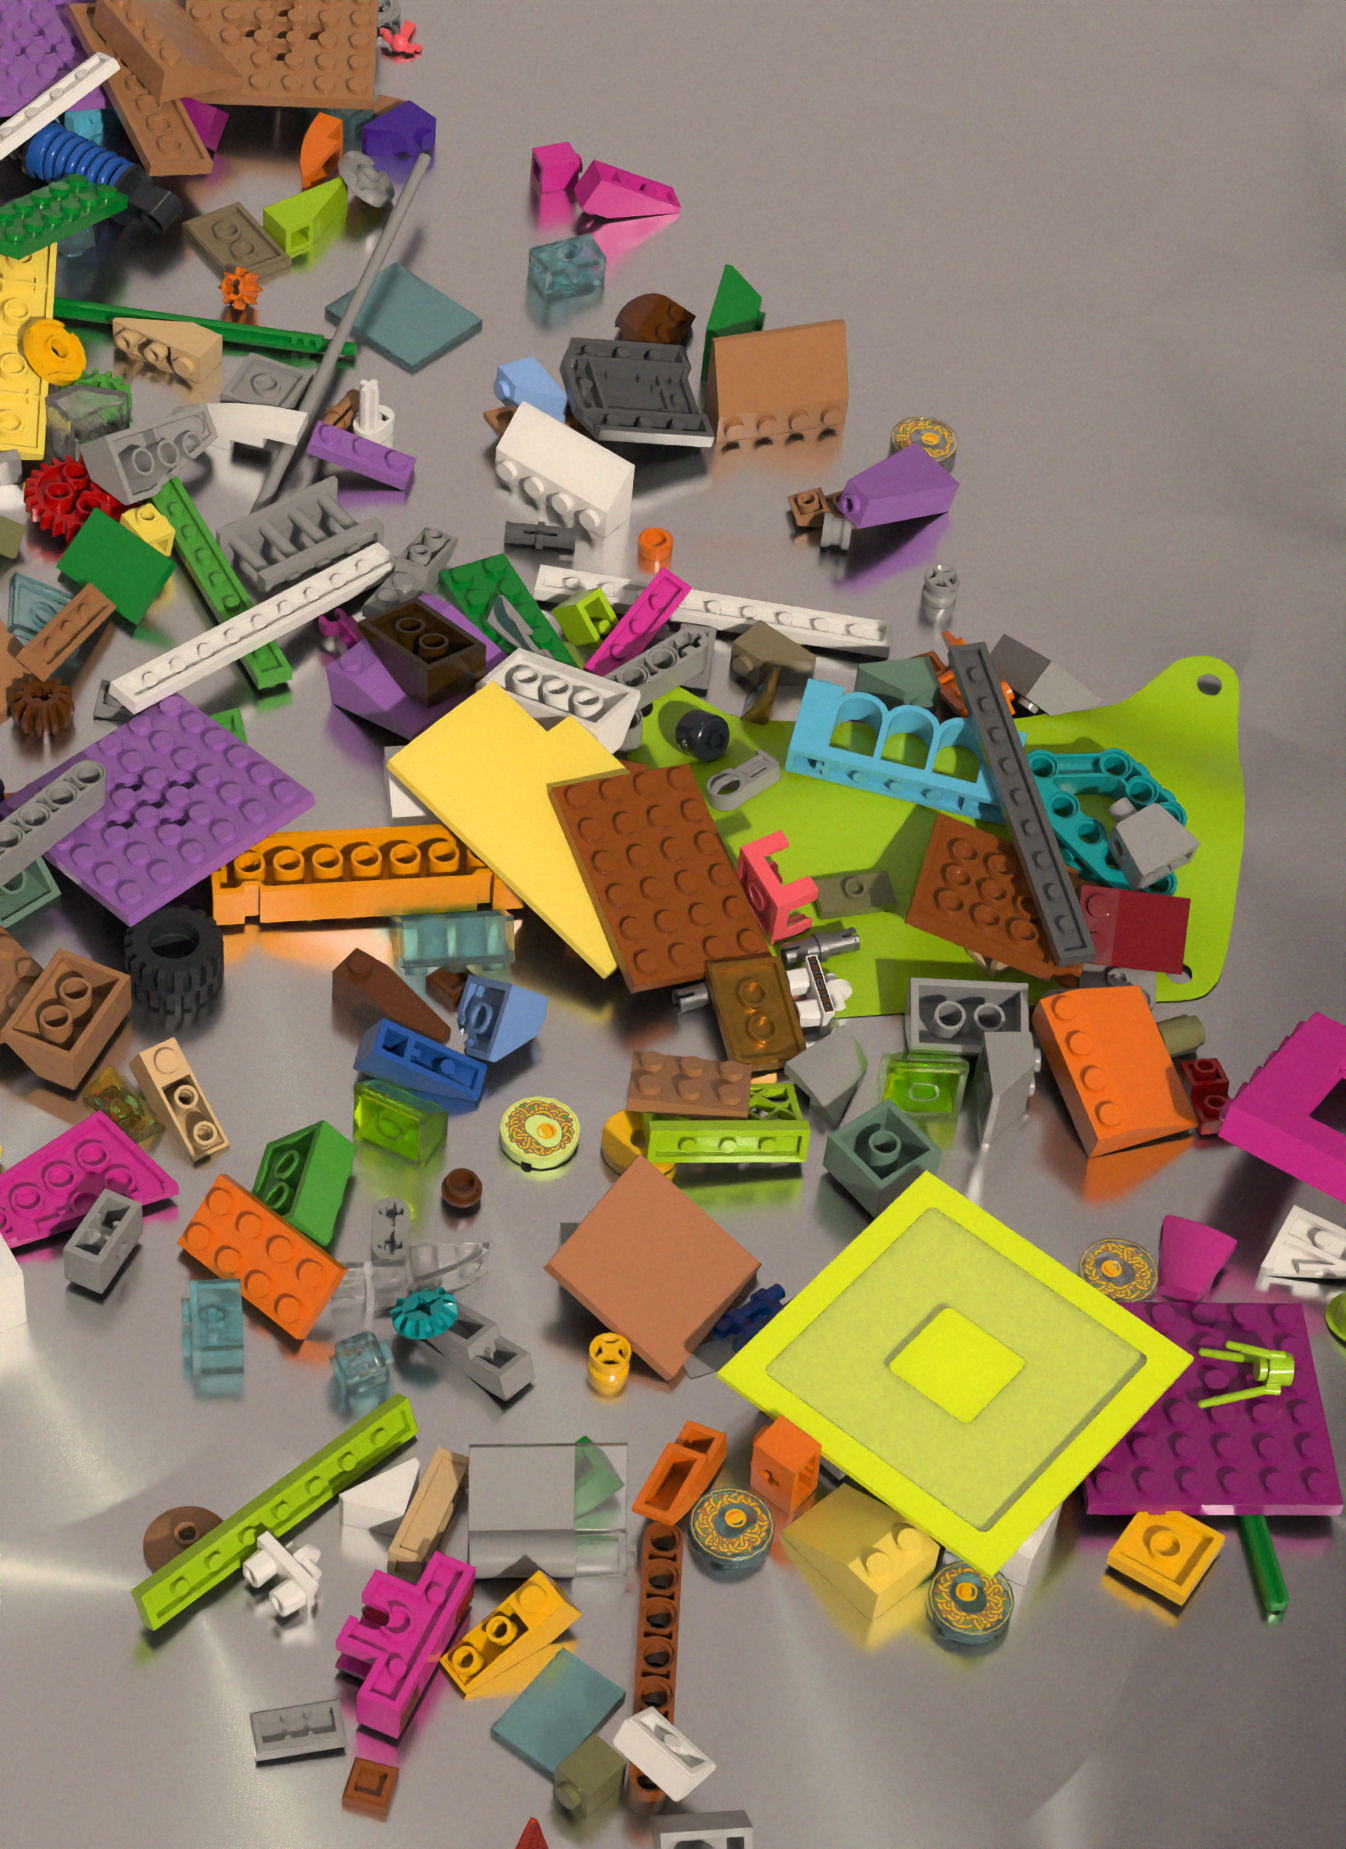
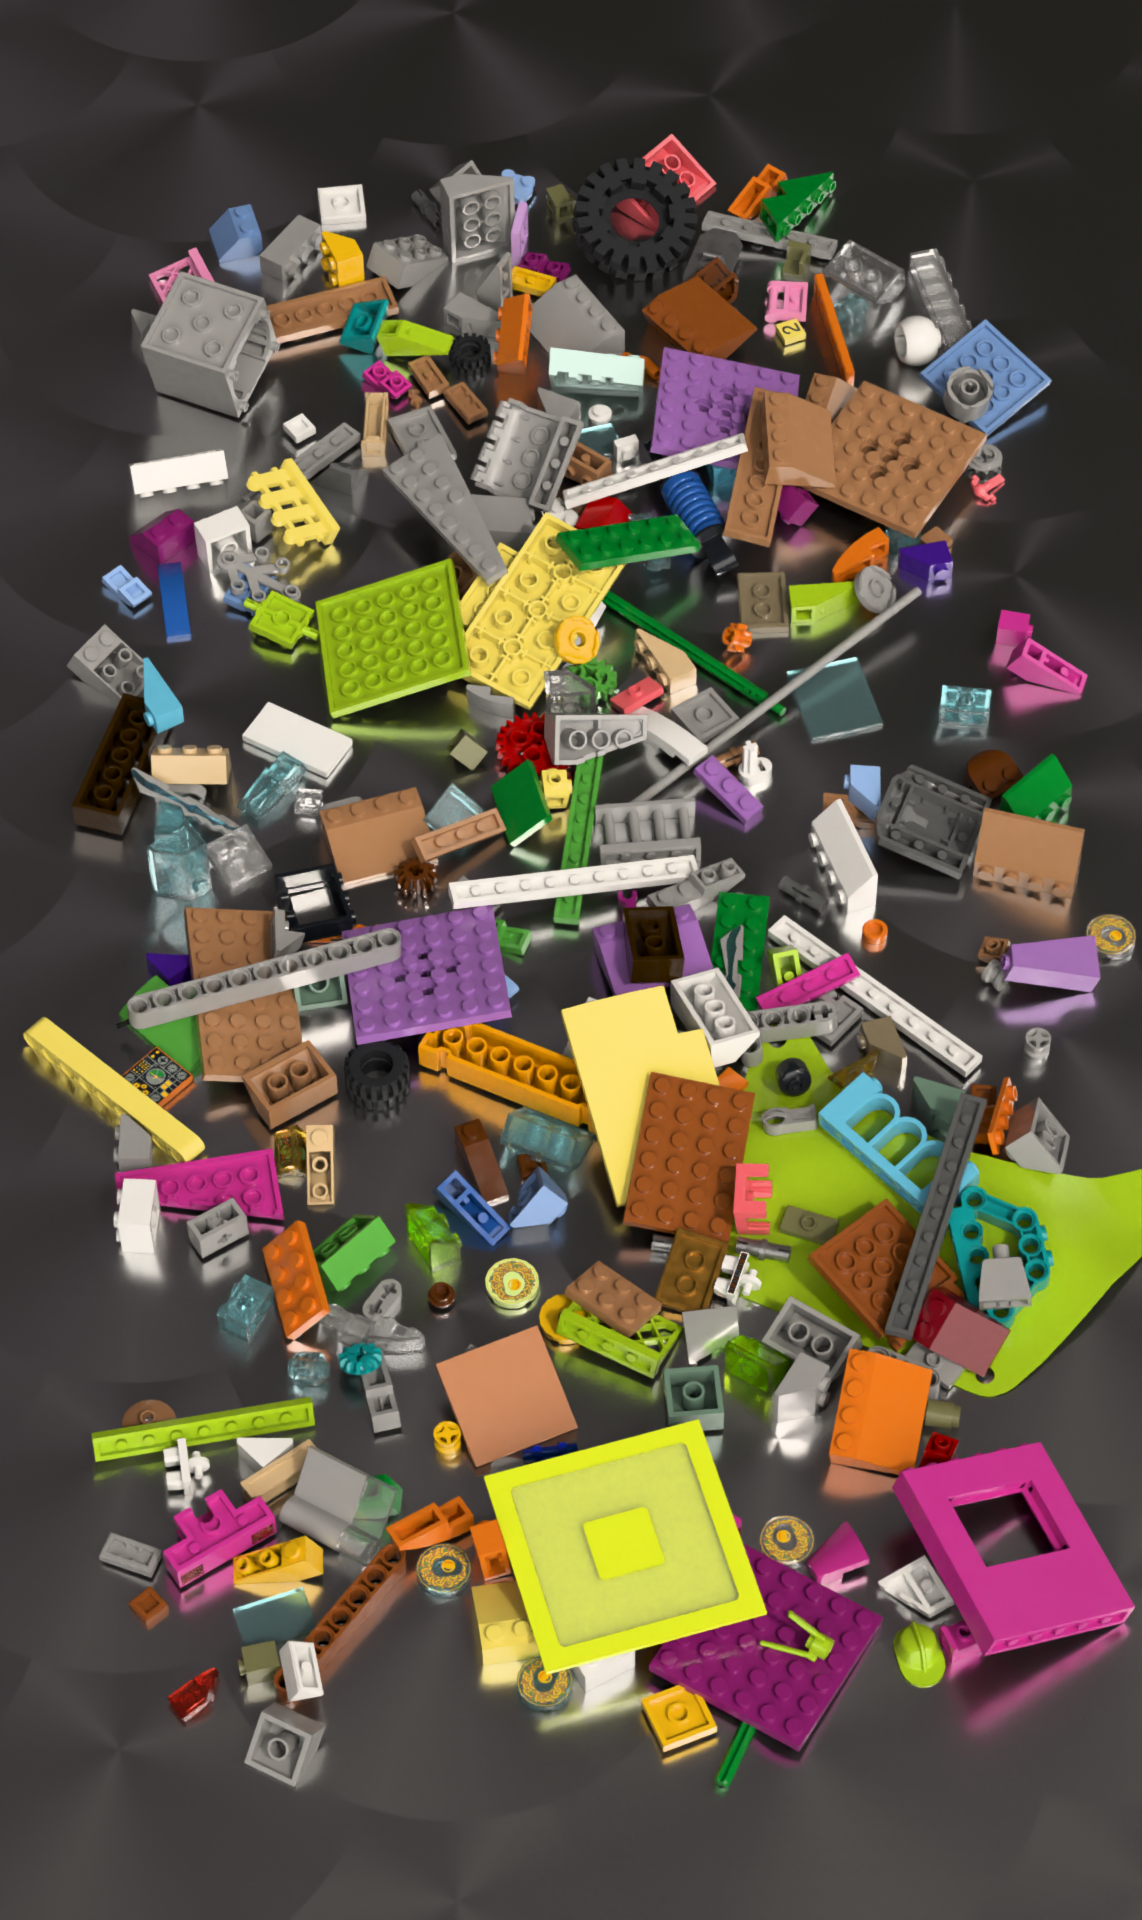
camera: 40 degrees right, 5 degrees up
(163, 396) = (636, 696): none -> coral plate

